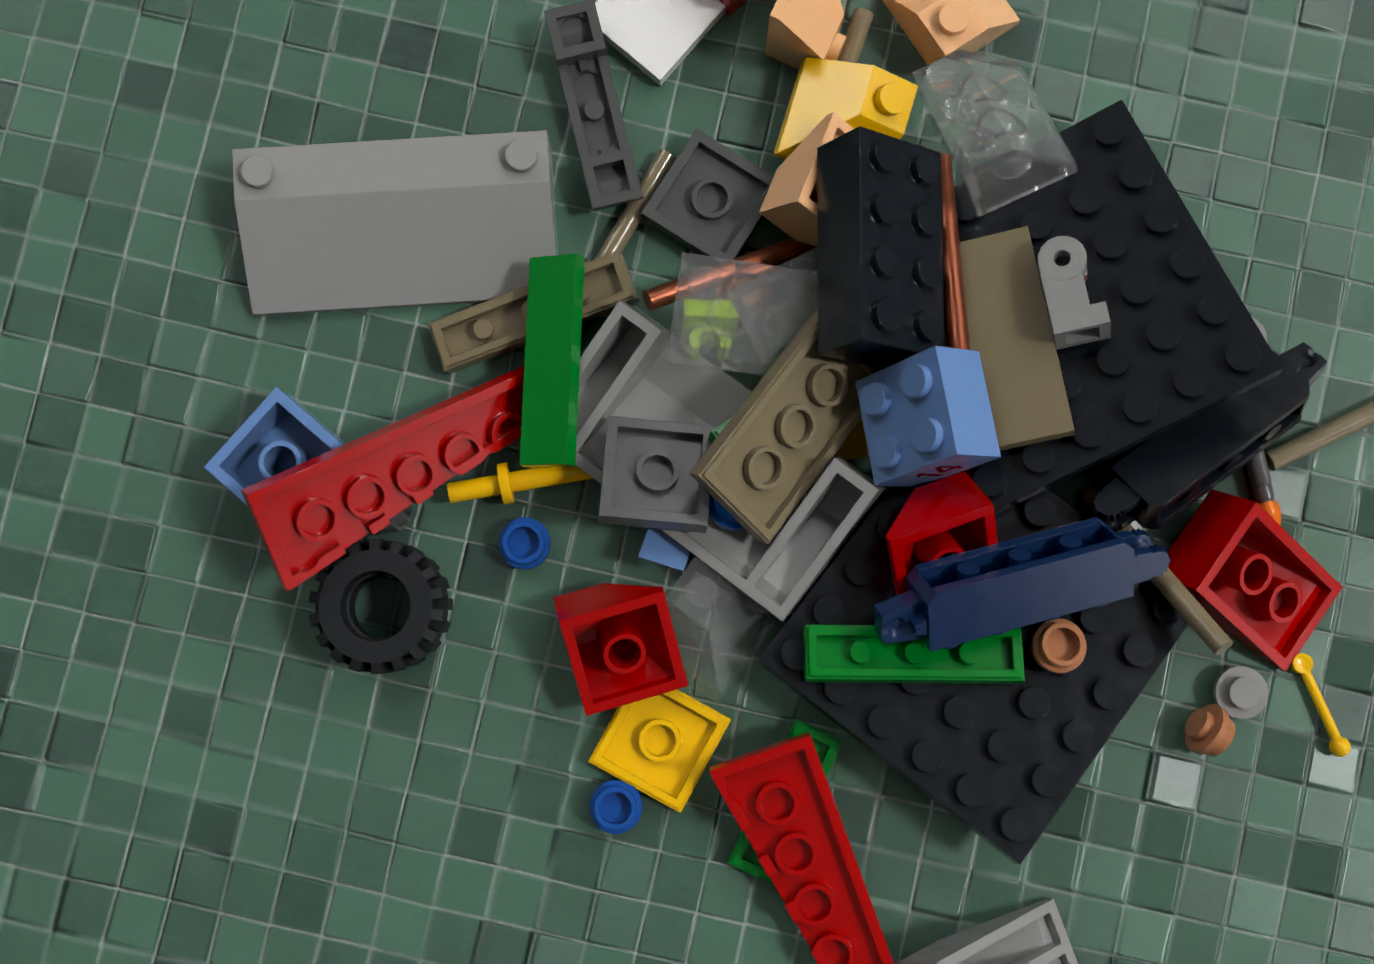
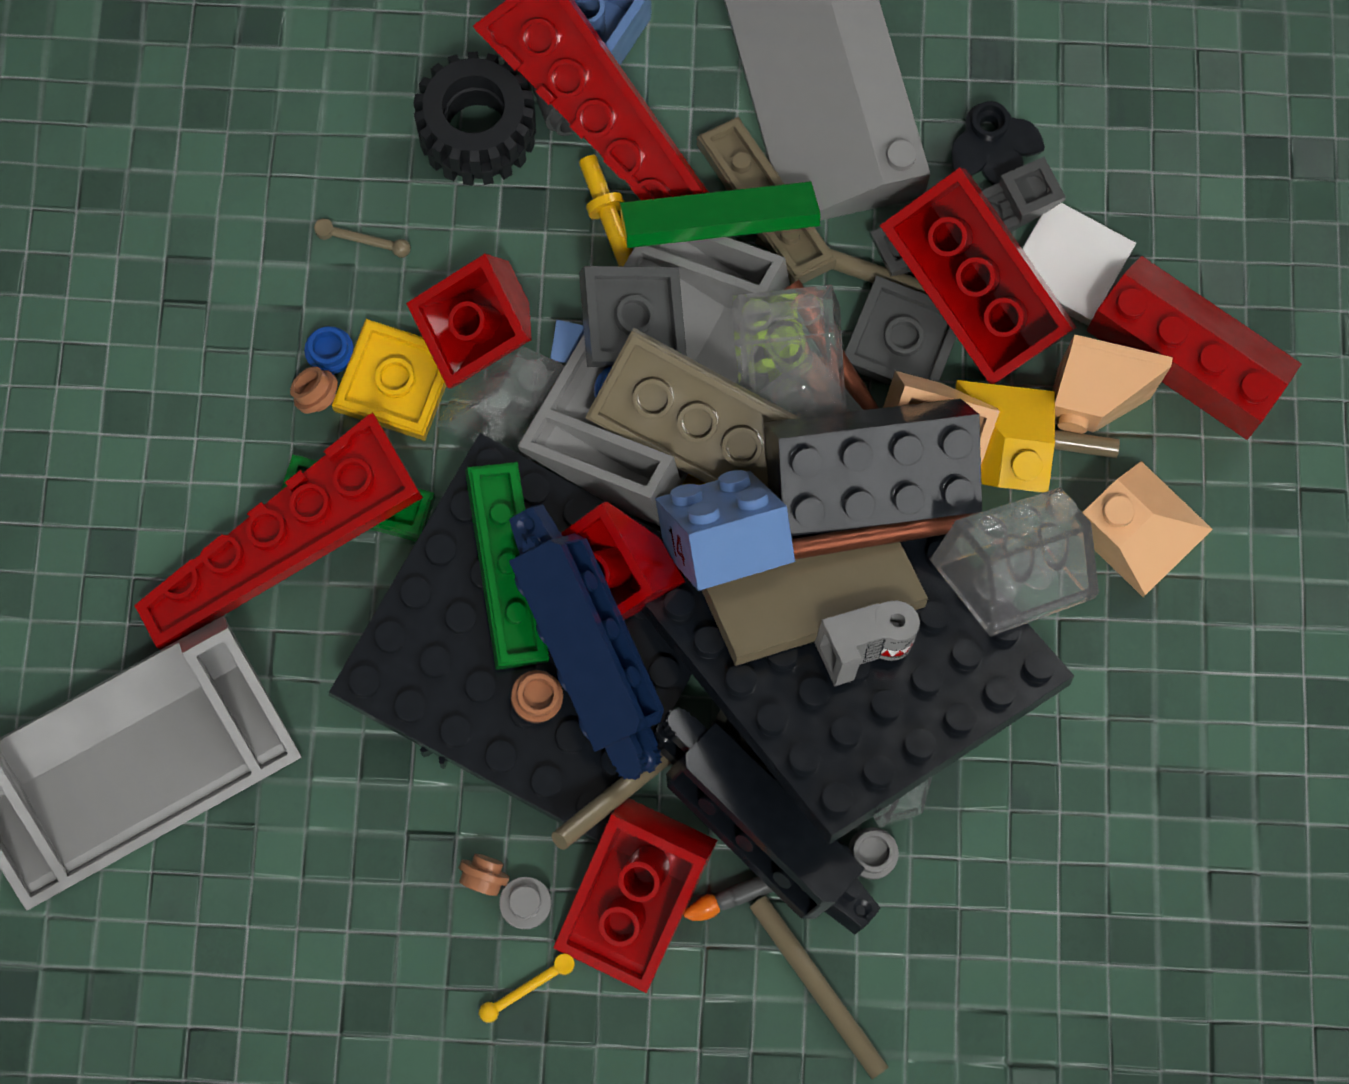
camera: 80 degrees right, 10 degrees down
(472, 789) = (325, 230): none -> dark tan hinge
(519, 60) = (998, 150): none -> black plate
(524, 543) = (554, 232): blue plate -> none
(661, 830) = (313, 390): none -> nougat plate
(668, 106) = (977, 276): none -> red slope

